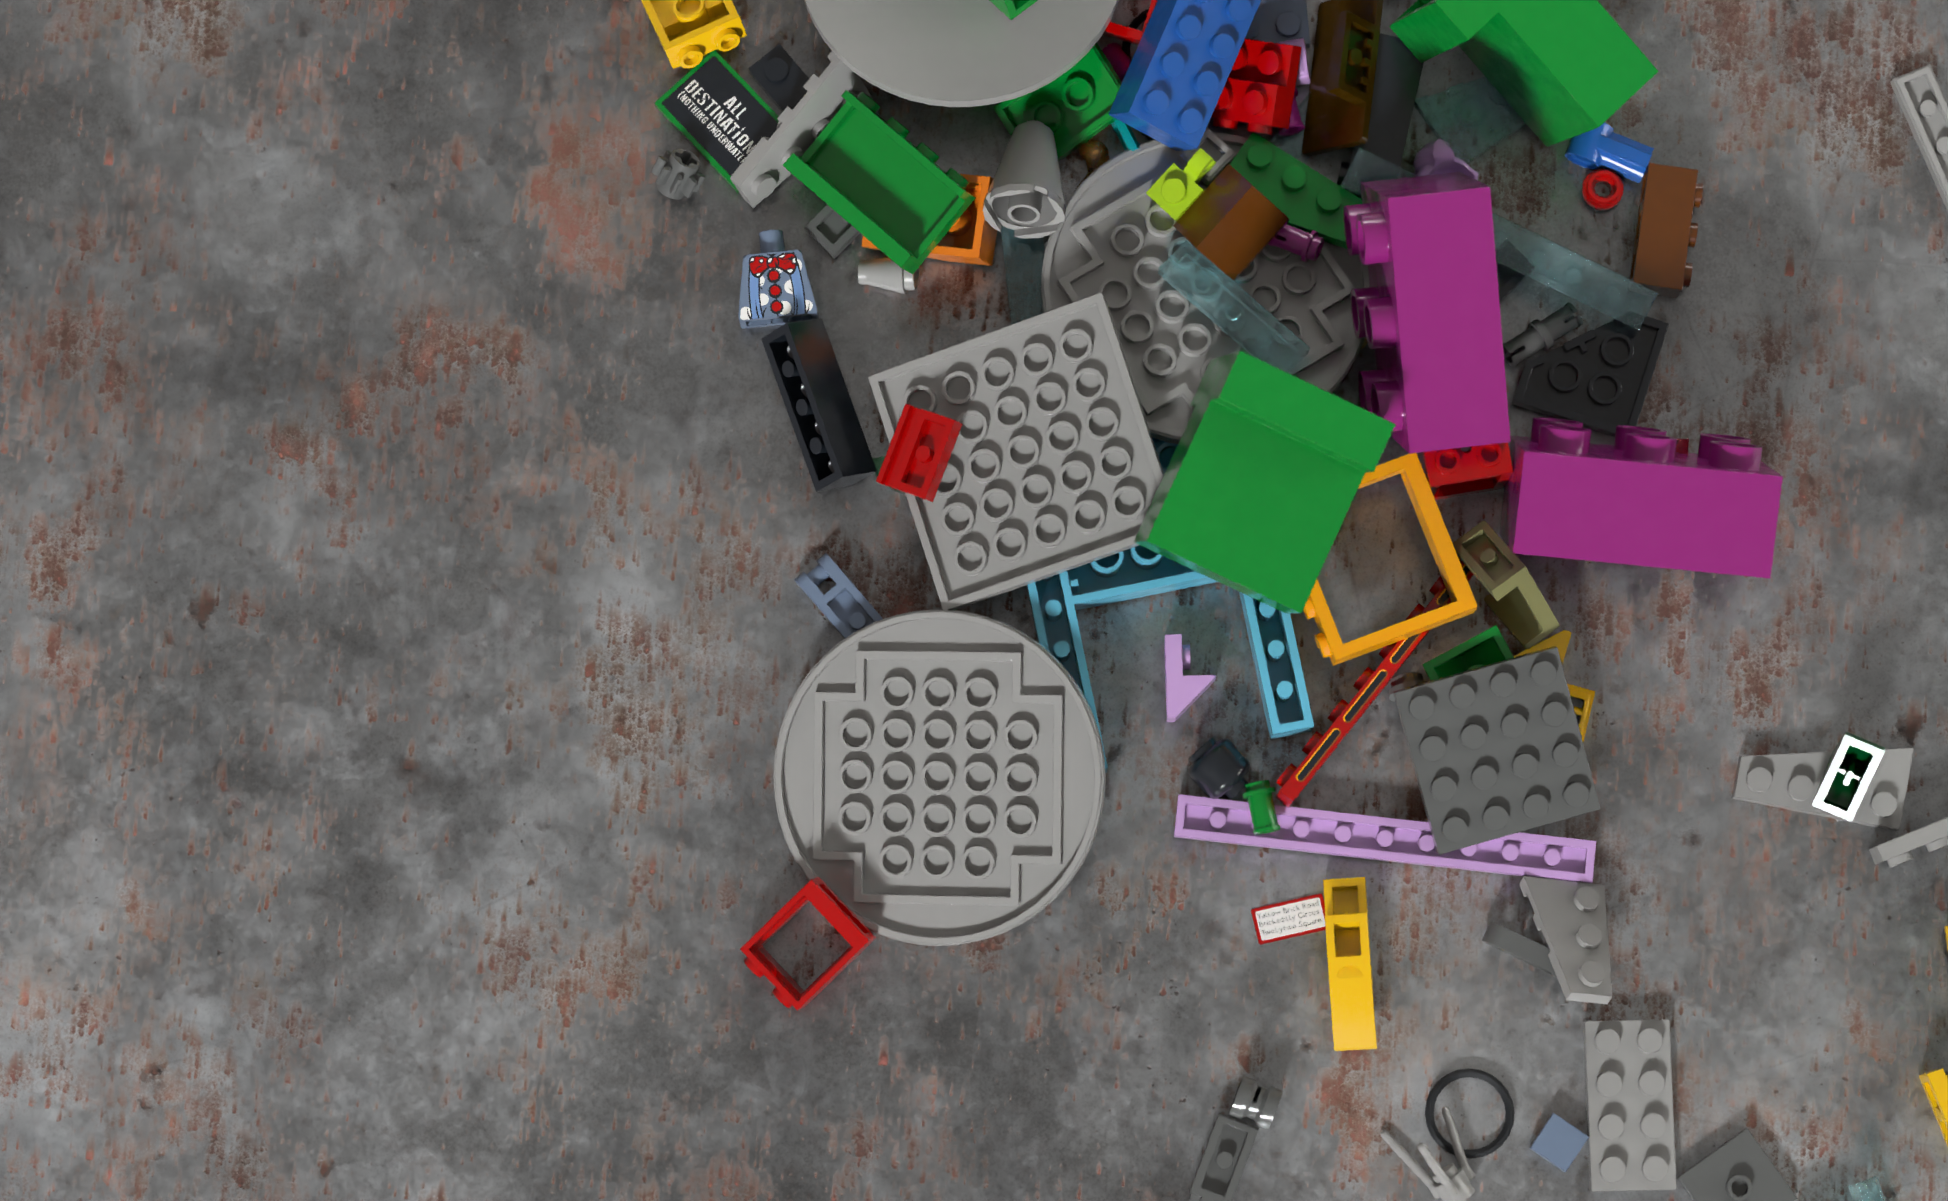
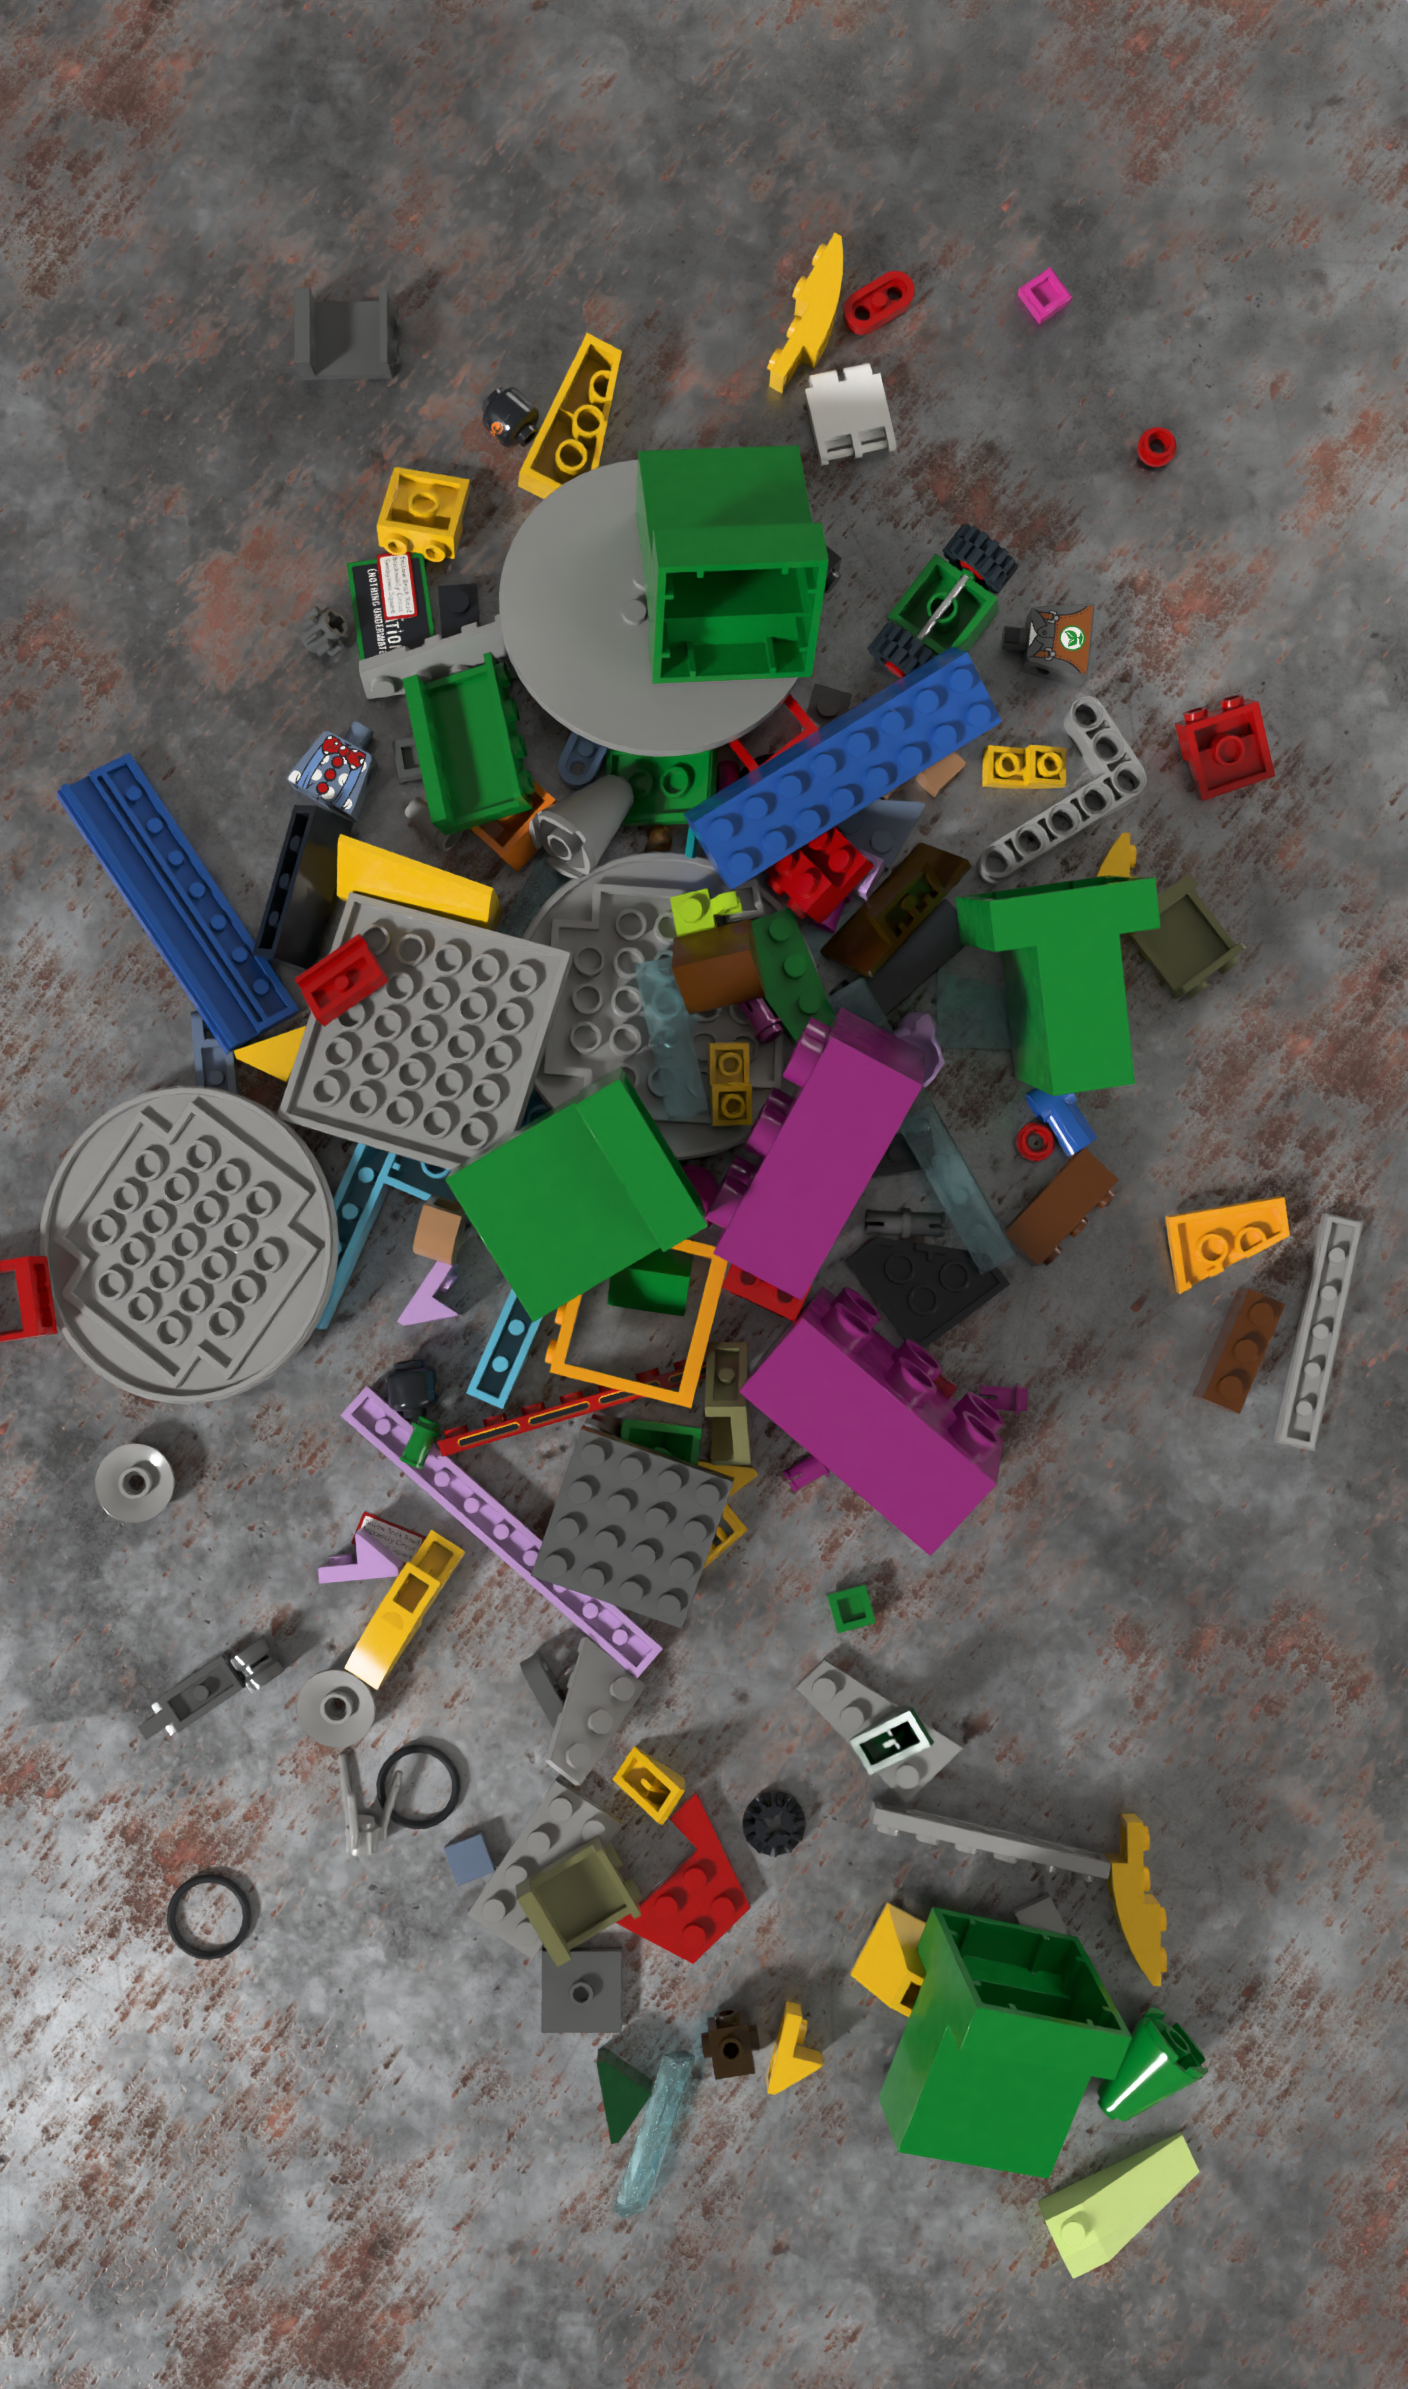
camera: 25 degrees right, 5 degrees up
(713, 93) = (397, 586): none -> white sticker
(716, 493) = (177, 902): none -> blue plate
(898, 565) = (274, 1054): none -> yellow slope
(919, 330) = (414, 885): none -> yellow slope
(975, 124) = (583, 752): none -> light blue plate
(1032, 996) = (115, 1485): none -> light grey dish
(1153, 608) = (441, 1230): none -> medium nougat brick
(1291, 941) = (372, 1562): none -> lavender slope
(1310, 315) = (729, 1083): none -> yellow slope
(1357, 1111) = (324, 1720): none -> light grey dish
(1366, 535) = (654, 1283): none -> green slope
(1611, 600) = (809, 1468): none -> magenta pin
(1668, 965) = (650, 1784): none -> yellow slope
(1678, 1100) = (578, 1897): none -> olive panel
(1731, 695) = (851, 1608): none -> green plate
(1736, 422) = (1007, 1398): none -> magenta pin
(1778, 1043) = (698, 1897): none -> red wing
(1788, 944) = (768, 1806): none -> black gear
(1815, 163) = (1219, 1236): none -> light orange wing
(1903, 245) = (1239, 1350): none -> reddish brown brick
(1912, 1142) = (730, 2043): none -> dark brown brick

